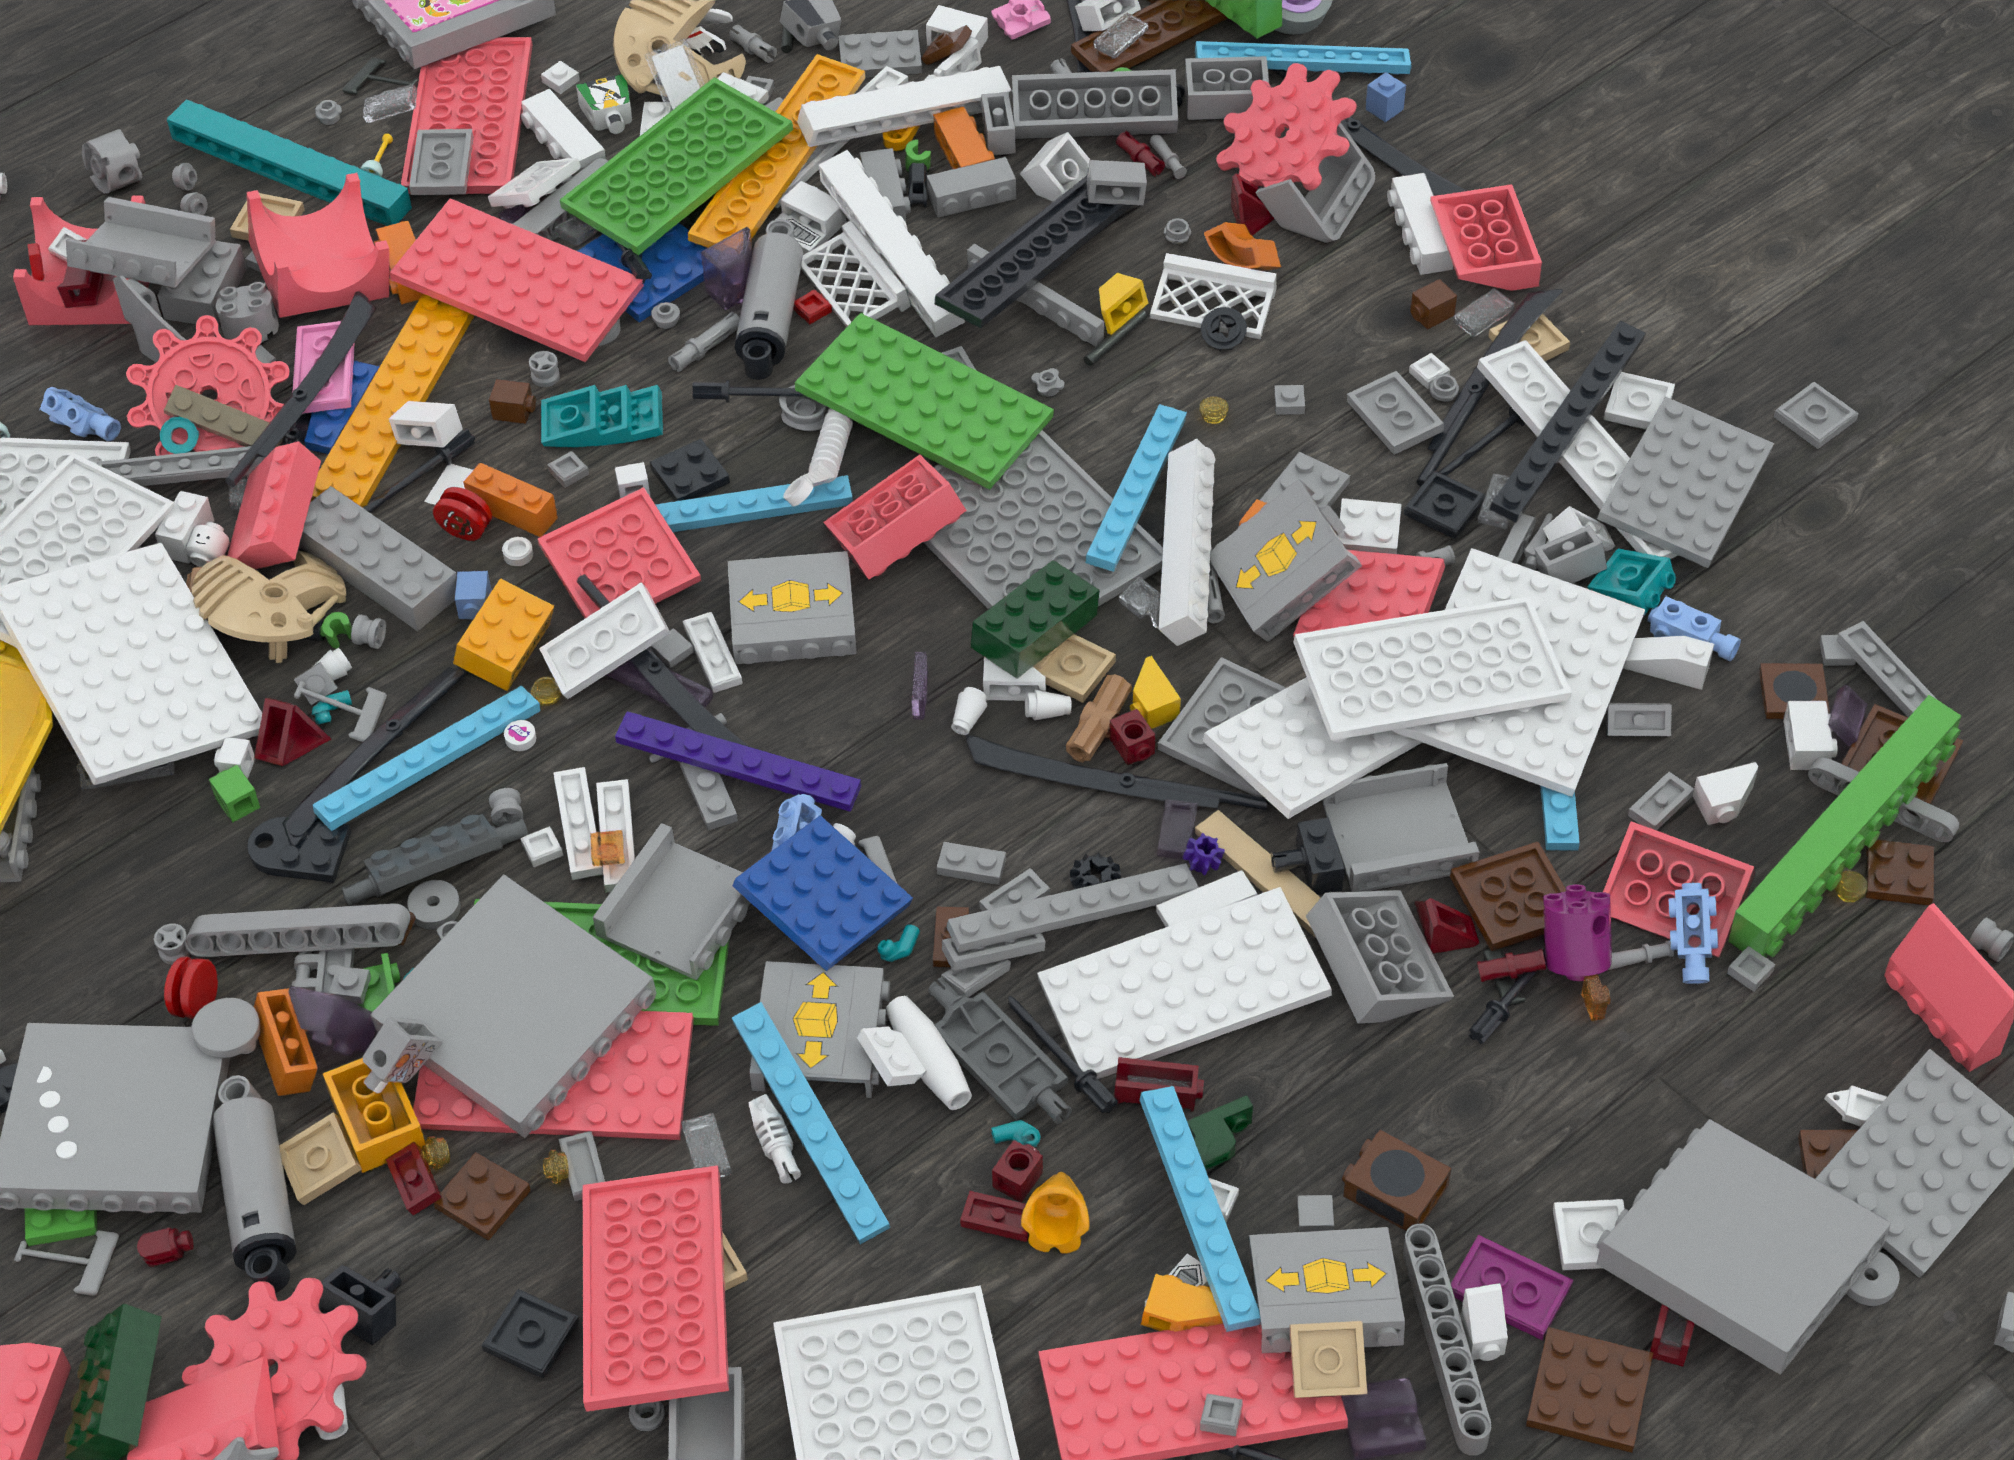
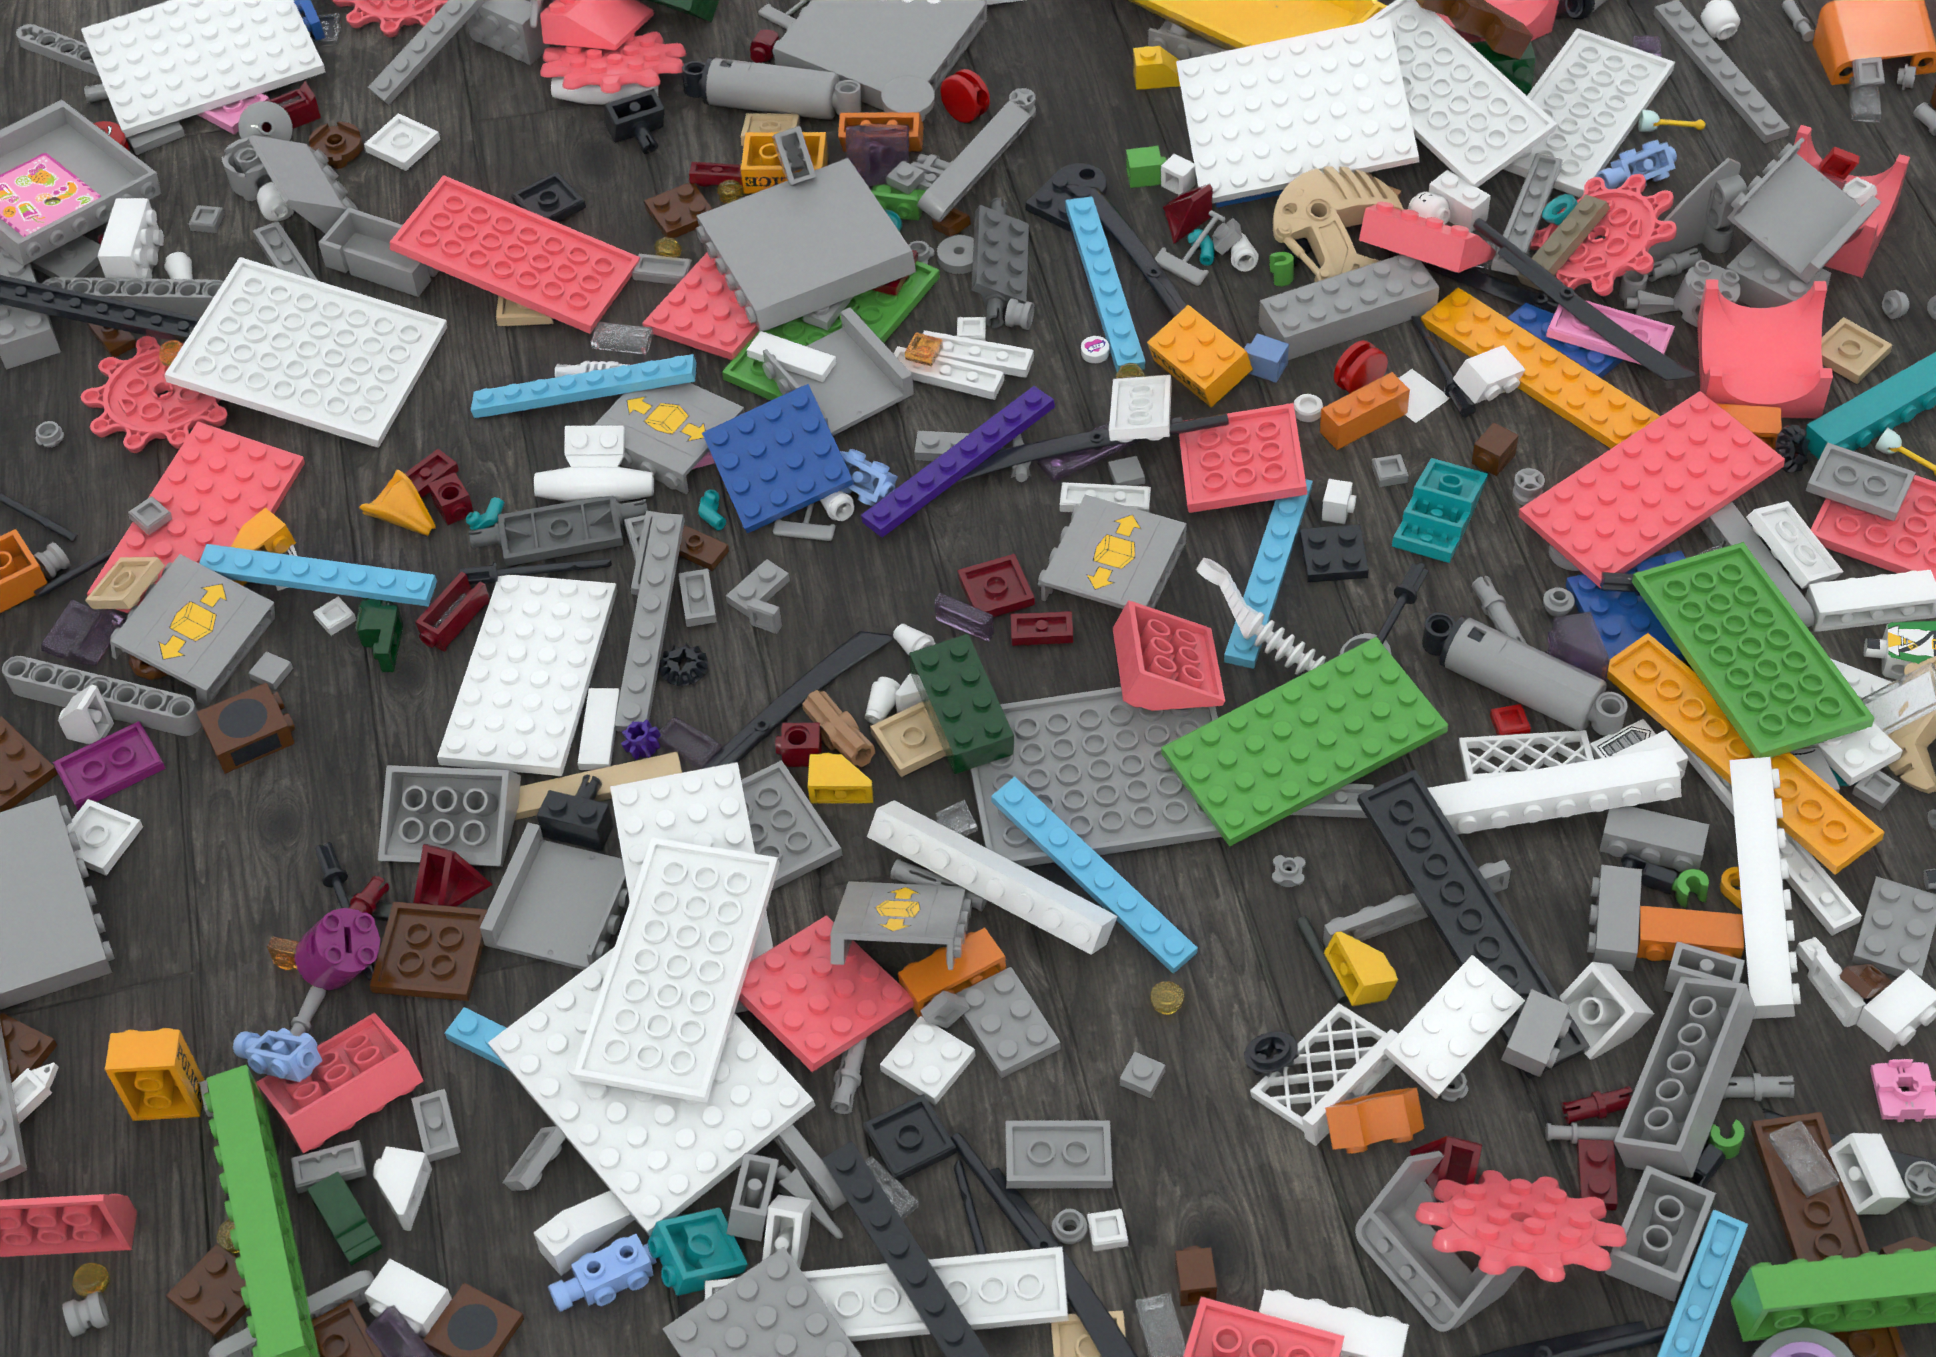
camera: 120 degrees right, 0 degrees up
(68, 848) = (1154, 68): none -> yellow slope
(368, 631) = (1267, 283): light grey wheel -> none
(416, 216) = (1793, 447): none -> black gear
(674, 953) = (793, 356): none -> white tile
(869, 680) = (996, 586): none -> dark red plate
(897, 629) = (1041, 628): none -> dark red plate
(1007, 832) = (764, 615): none -> light grey tile
(1140, 225) = (1453, 1026): none -> white plate
(1196, 141) = (1597, 1171): none -> dark red plate
(1745, 848) = (318, 1165): none -> light grey plate
(1781, 817) = (344, 1218): none -> dark green piece
(1787, 988) = (154, 1074): none -> light orange brick

